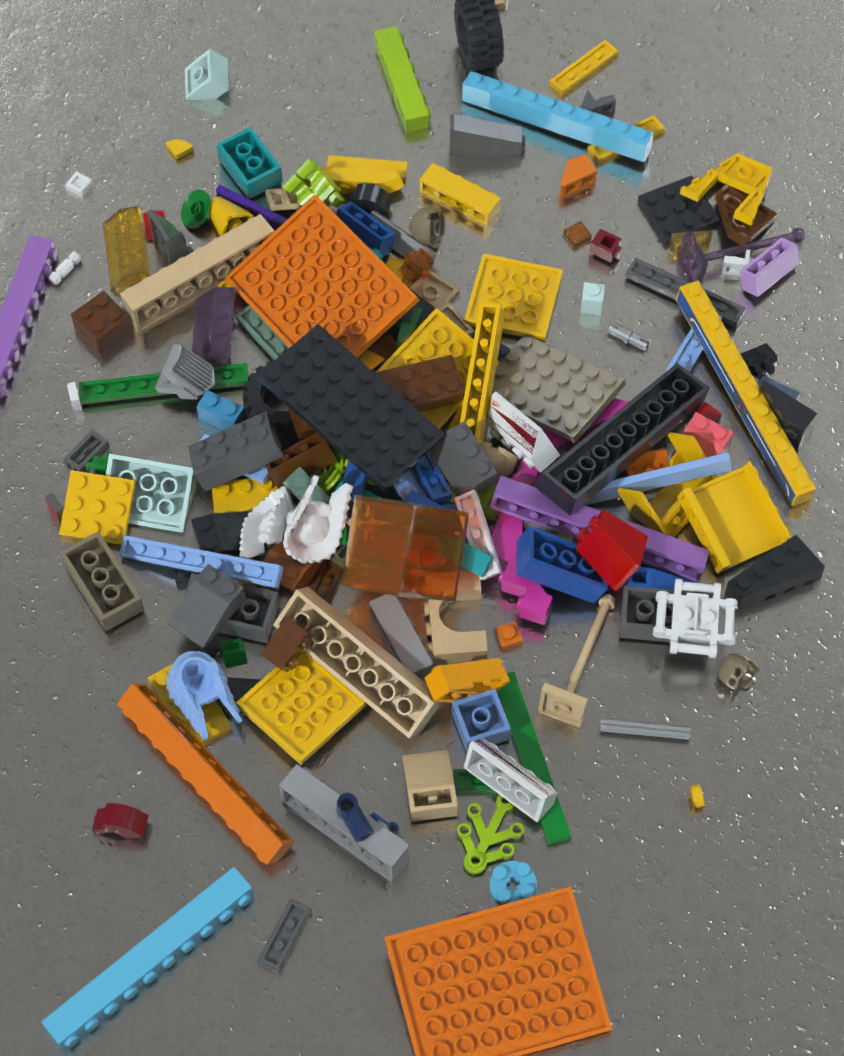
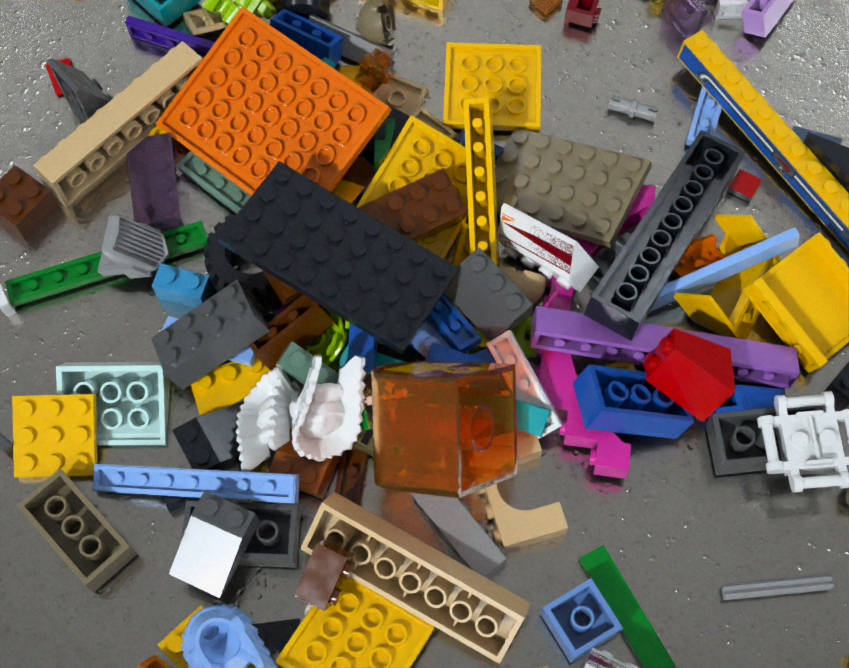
camera: 10 degrees left, 5 degrees up
(95, 448) = (28, 376): dark grey tile -> none
(98, 465) = (46, 381): green panel -> none
(126, 248) = (34, 109): clear yellow slope -> none
(195, 209) = (106, 48): green dish -> none
(227, 215) = (143, 49): yellow cone -> none
(233, 652) = (257, 588): green slope -> none
(465, 679) = (554, 576): light orange wedge -> none
(508, 635) = (584, 499): orange plate -> none
(565, 704) = (674, 578): tan tile -> none
(592, 298) = (583, 72): light aqua brick -> none
(669, 285) = (670, 42): dark grey plate -> none
(710, 436) = (762, 206): coral slope -> none
(760, 357) = (790, 108): black hinge -> none

